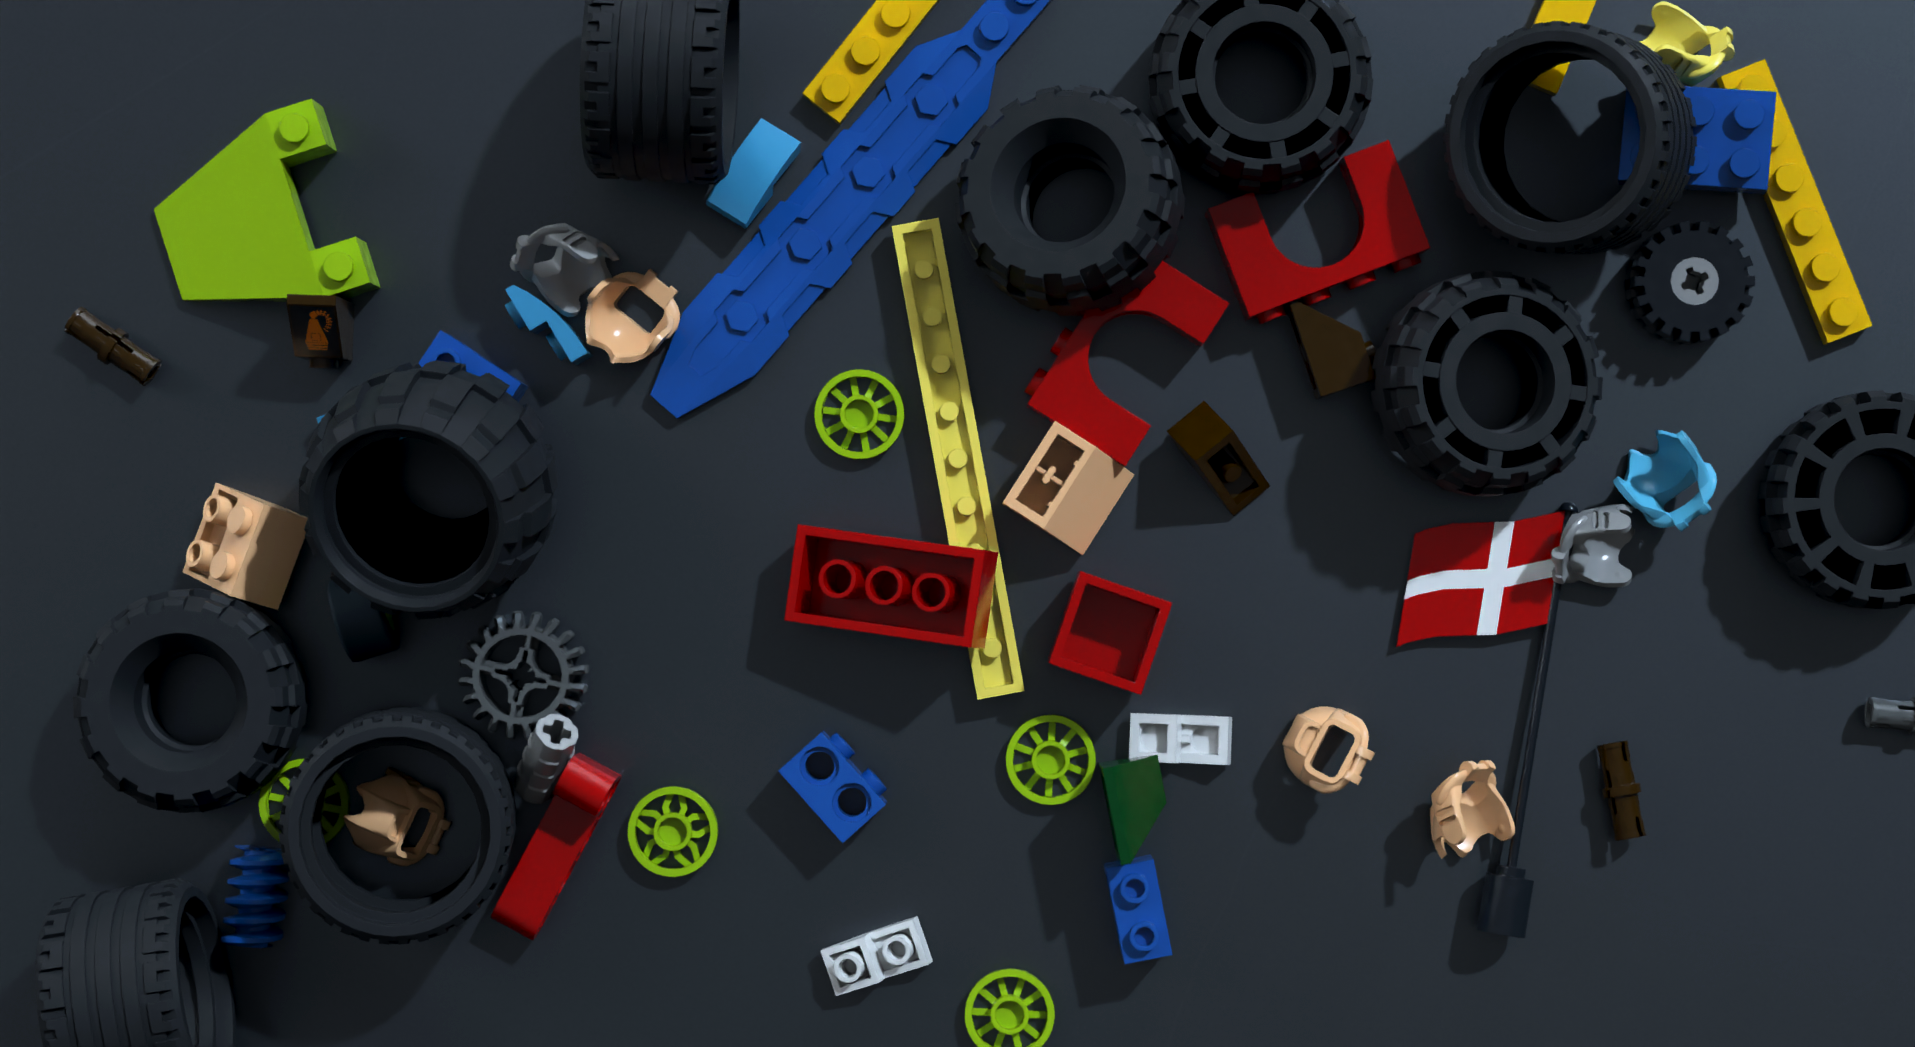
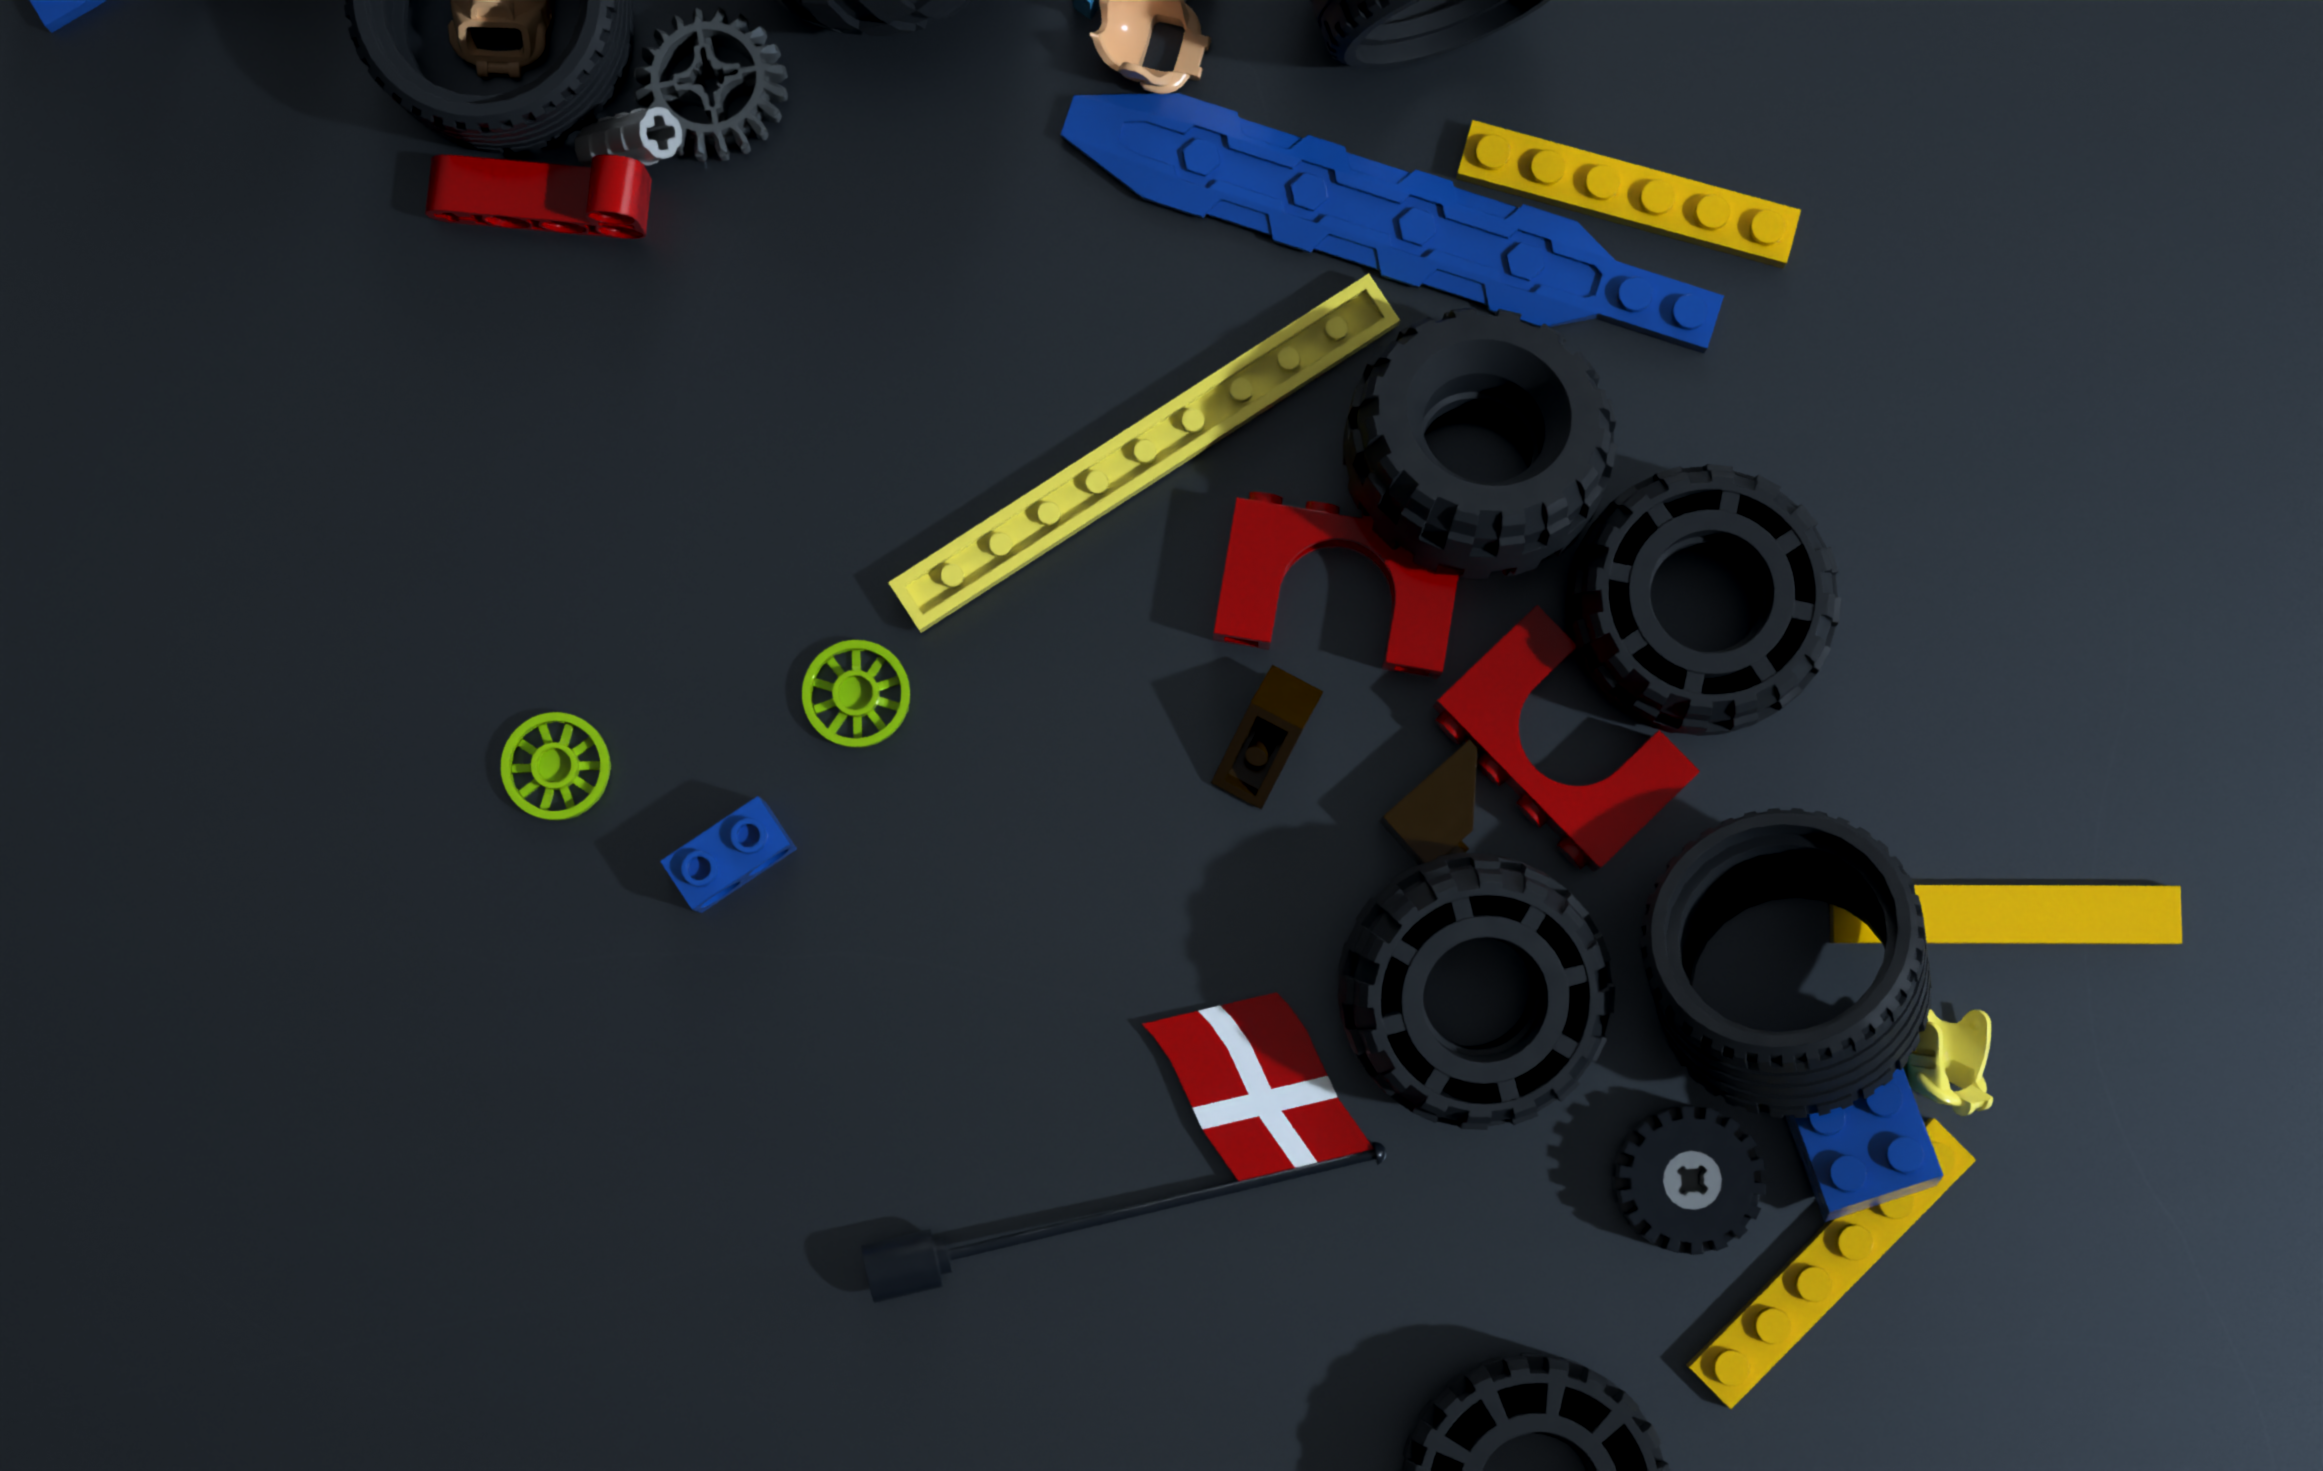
camera: 60 degrees right, 5 degrees down
(672, 831) = (607, 316): lime wheel -> none
(753, 173) = (1361, 100): dark azure slope -> none
(824, 793) = (715, 462): blue brick -> none
(859, 414) = (1148, 328): lime wheel -> none
(876, 956) = (560, 593): white slope -> none
(891, 586) = (972, 433): red brick -> none
(1068, 488) = (1162, 582): light nougat slope -> none
(1109, 632) = (1021, 693): red piece -> none
(1133, 801) = (842, 794): dark green slope -> none
(1181, 738) = (938, 826): white slope -> none
(1306, 737) = (995, 961): light nougat helmet -> none
(1469, 815) = (986, 1185): light nougat helmet -> none
(1596, 543) = (1352, 1202): light grey helmet -> none
(1621, 790) = (1086, 1344): dark brown pin -> none
(1661, 476) = (1455, 1239): medium azure helmet -> none

